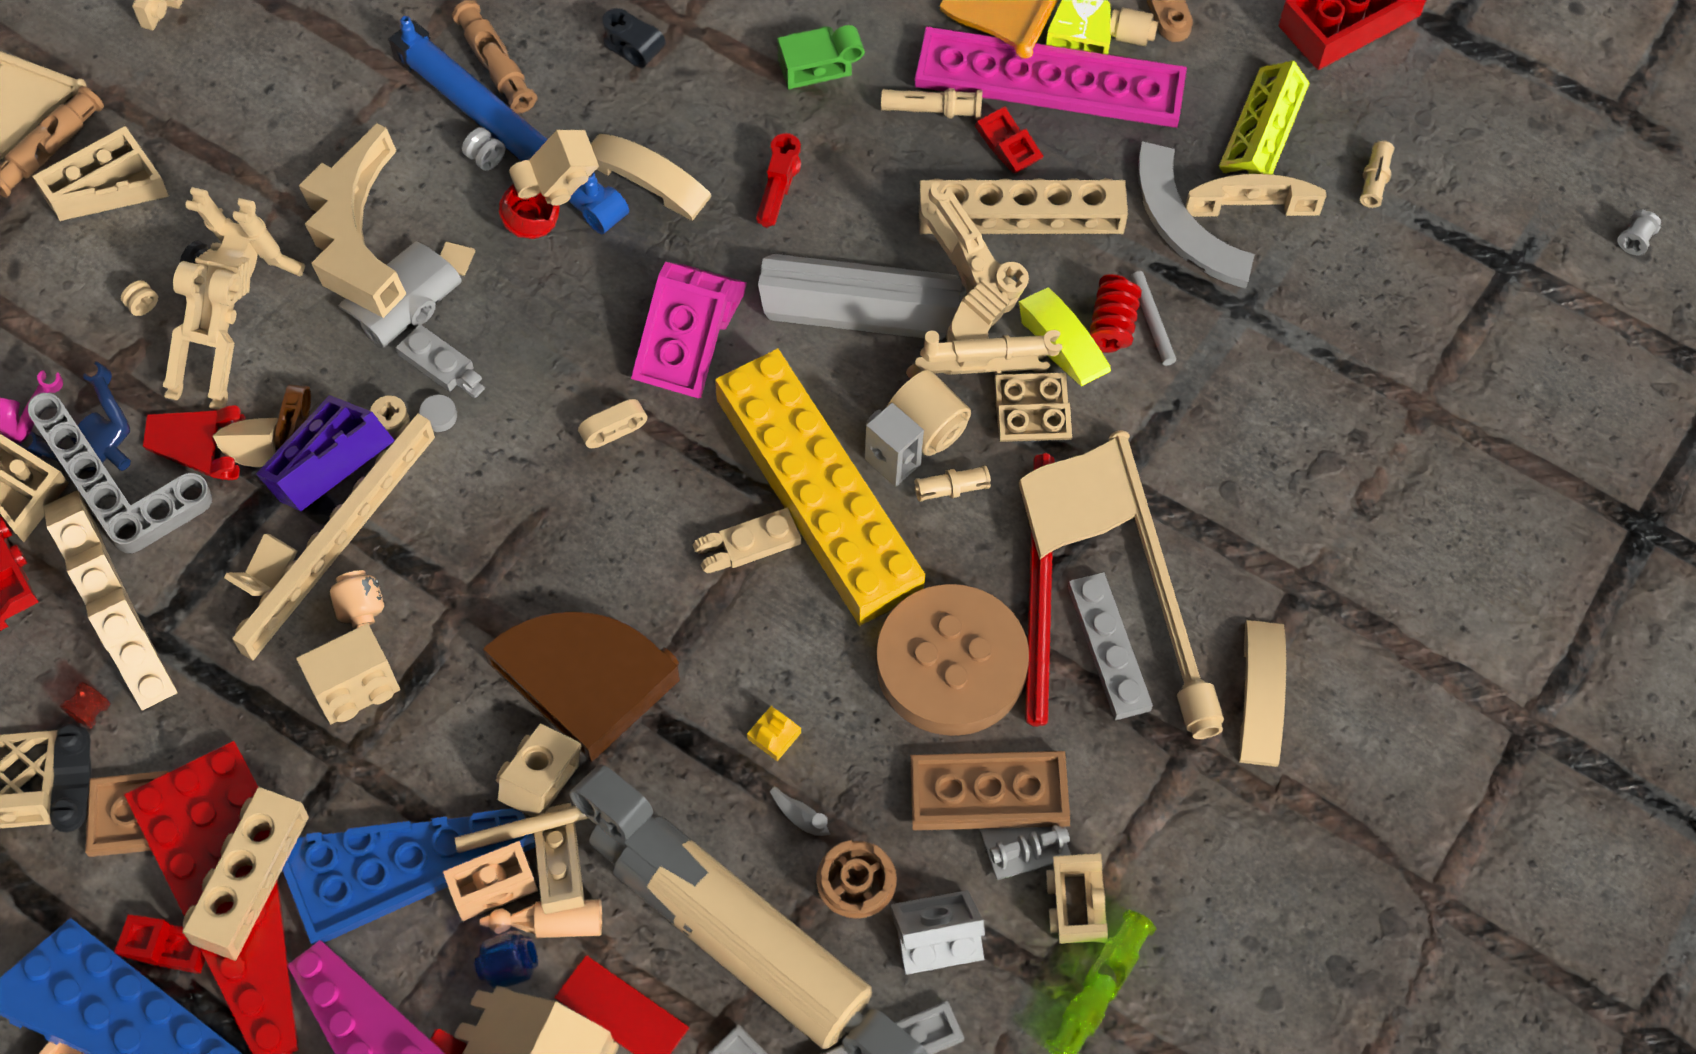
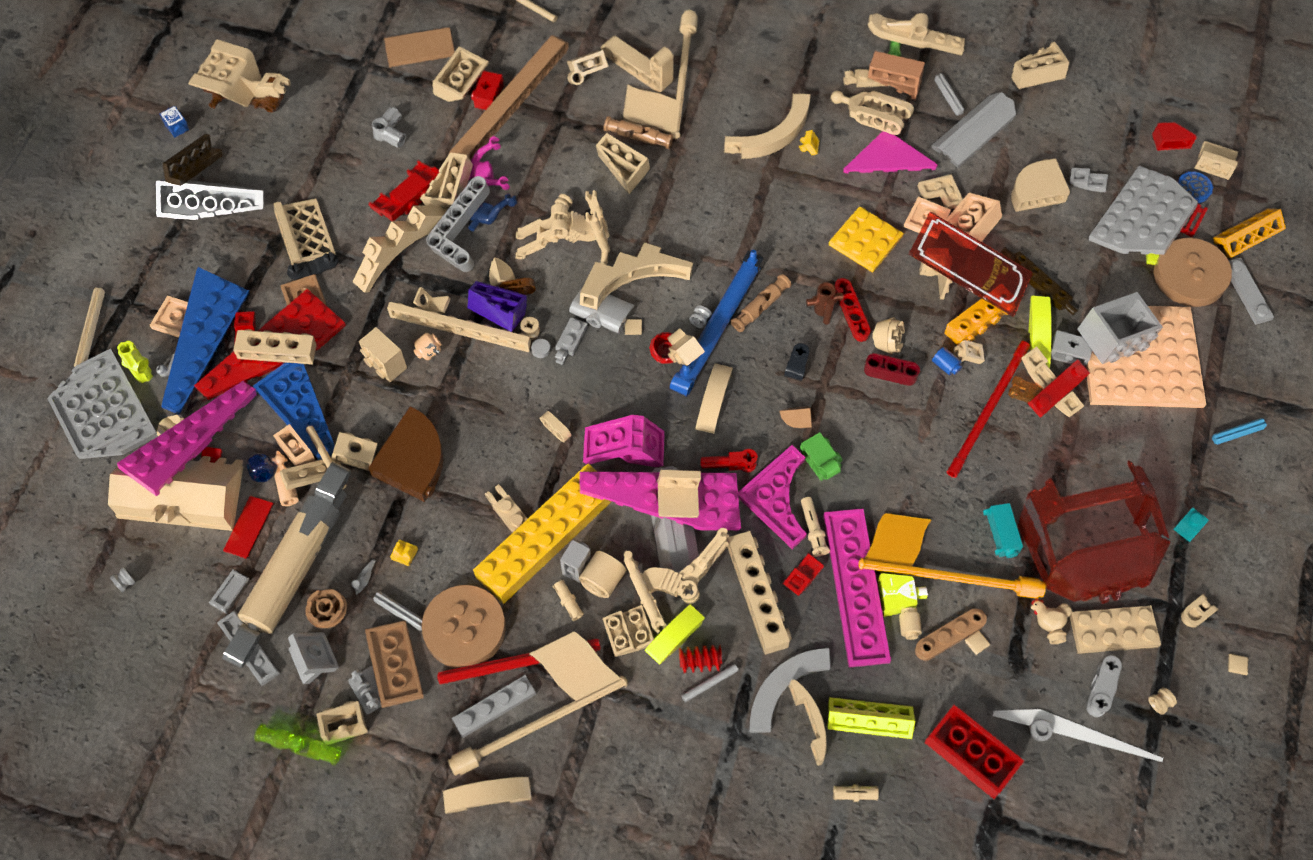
camera: 75 degrees right, 0 degrees up
(85, 705) = (348, 258): clear red wheel -> none
(190, 440) = (496, 246): red flag -> none
(729, 65) = (797, 417): none -> brick
(829, 254) = (639, 490): none -> dark pink wing
(835, 248) = (678, 493): none -> tan bracket
(857, 145) = (769, 496): none -> dark pink plate
(887, 763) = (398, 610): none -> light grey axle

